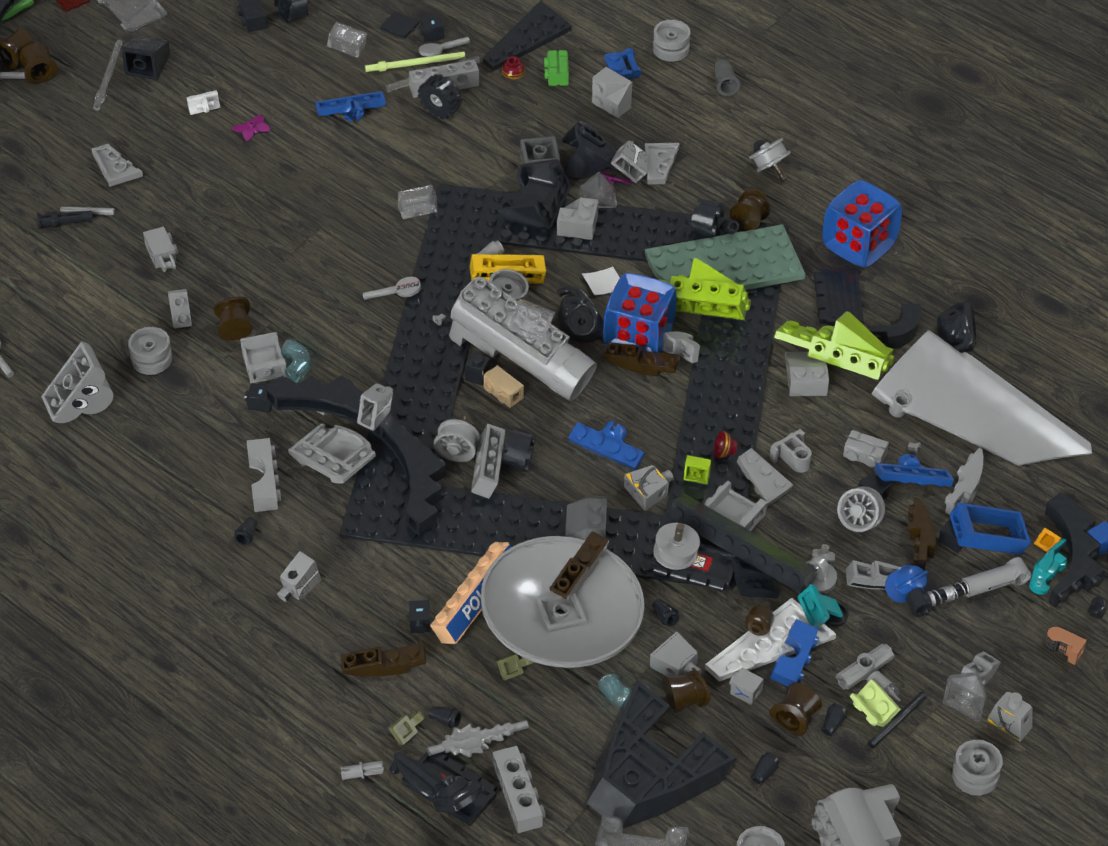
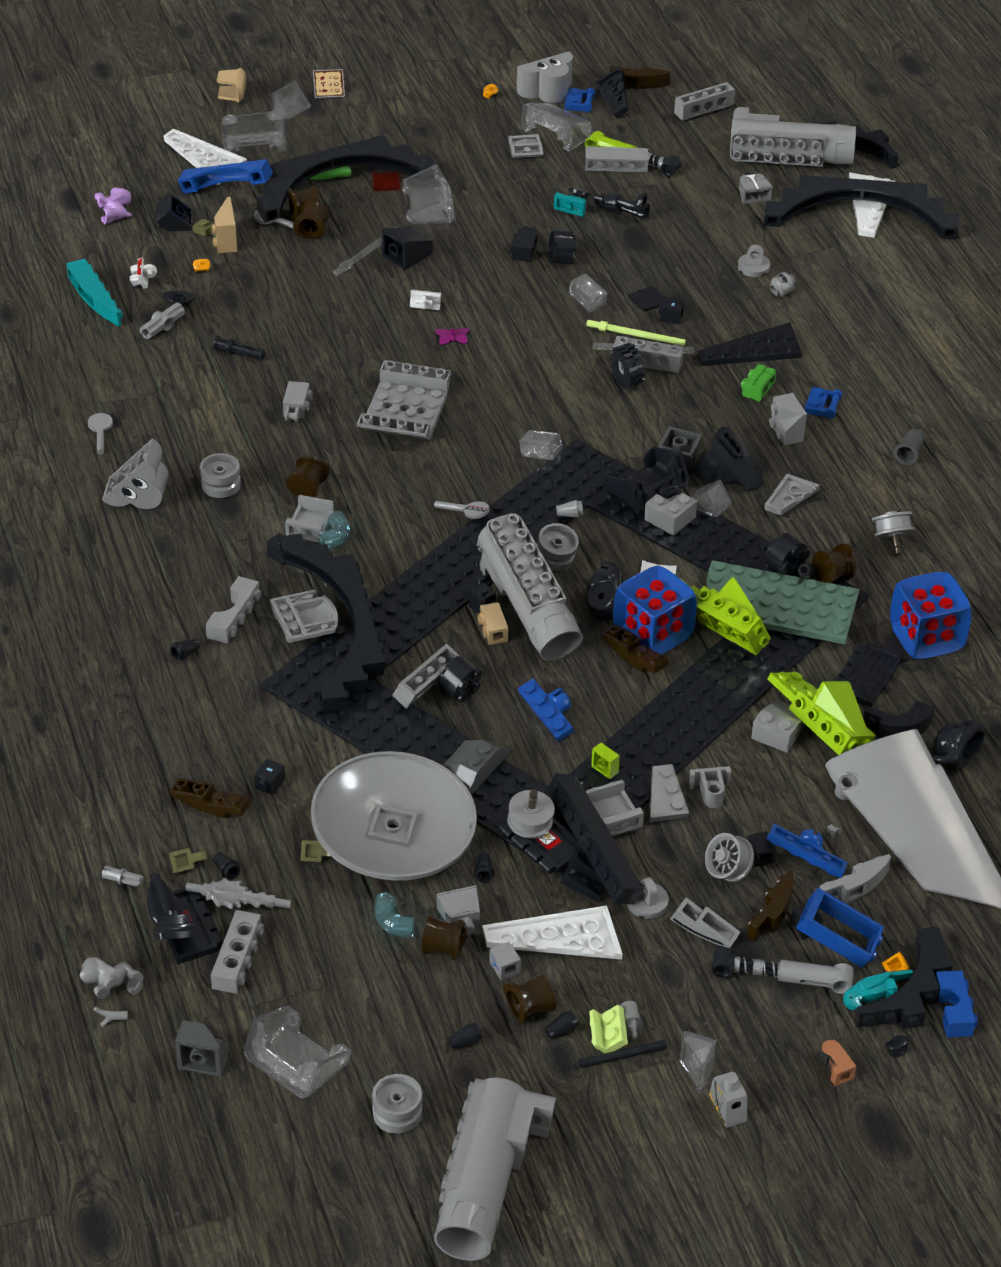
camera: 30 degrees right, 5 degrees down
(95, 211) = (268, 352): light grey bar -> none
(113, 166) = (312, 323): light grey wing -> none
(179, 308) = (271, 451): light grey pin -> none
(259, 195) = (409, 389): none -> light grey slope
(299, 577) = (193, 702): light grey torso -> none
(350, 106) = (549, 348): blue plate -> none
(374, 406) = (355, 586): light grey torso -> none
(435, 49) = (661, 328): light grey piece -> none
(456, 440) = (412, 647): light grey wheel -> none
(466, 602) = (302, 785): light nougat brick -> none
(513, 68) = (720, 369): dark red piece -> none
(521, 263) = (582, 526): yellow brick -> none
(531, 320) = (536, 567): clear slope -> none
(580, 566) = (424, 794): dark brown slope -> none
(612, 179) = (733, 492): magenta piece -> none
(631, 161) = (759, 481): light grey torso -> none
(642, 780) = (346, 992): black piece -> none
(648, 485) = (555, 757): light grey torso -> none
(671, 40) = (882, 396): light grey wheel -> none
(681, 344) = (679, 652): light grey brick -> none
(724, 445) = (648, 752): dark red piece -> none
(759, 620) = (556, 909): dark brown head -> none
(802, 639) = (554, 964): blue arch -> none
(820, 608) = (621, 919): teal piece -> none
(824, 553) = (668, 883): light grey plant -> none
(864, 666) = (626, 991): light grey piece -> none
(865, 449) = (781, 810): light grey brick -> none
(905, 580) = (724, 936): blue piece -> none
(977, 767) = (659, 1127): light grey wheel -> none
(984, 664) = (736, 1046): light grey brick -> none

